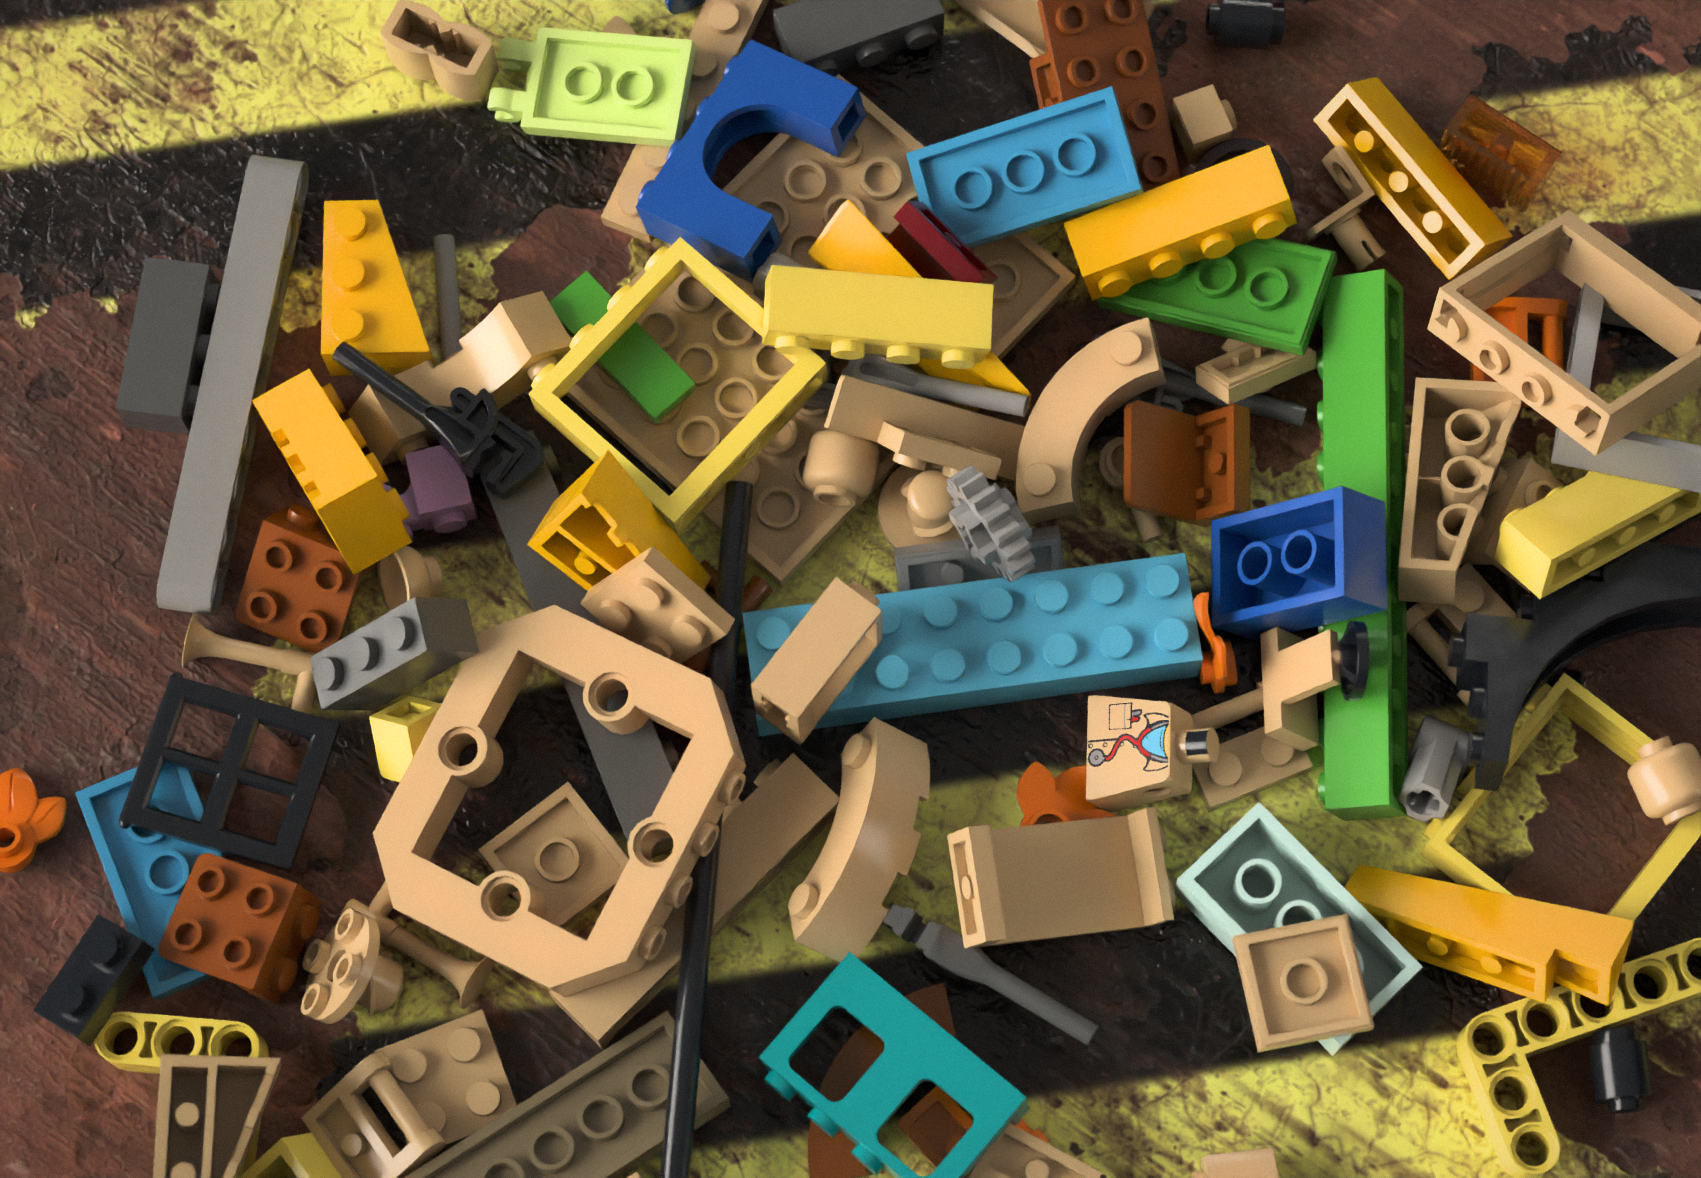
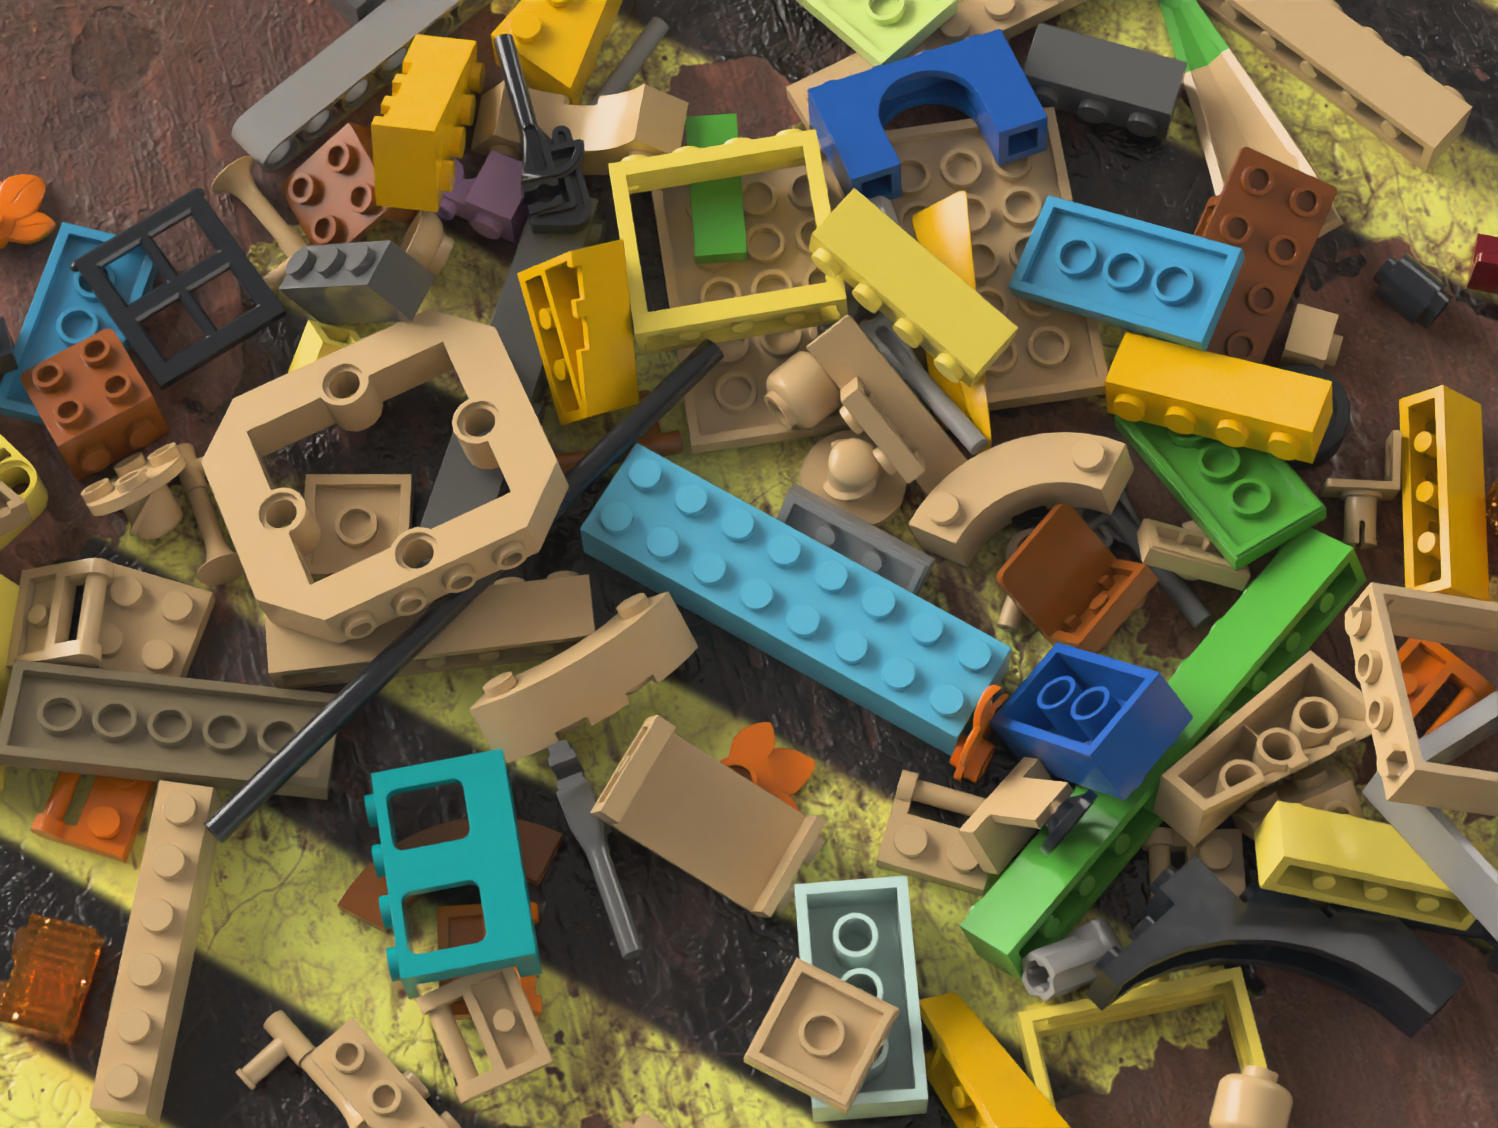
camera: 40 degrees right, 5 degrees down
(658, 608) = (570, 390): tan plate -> none
(818, 659) = (651, 507): tan window -> none
(934, 248) = (1007, 279): dark red panel -> none
(990, 523) = (870, 508): light grey gear -> none
(1141, 751) = (853, 774): tan torso -> none

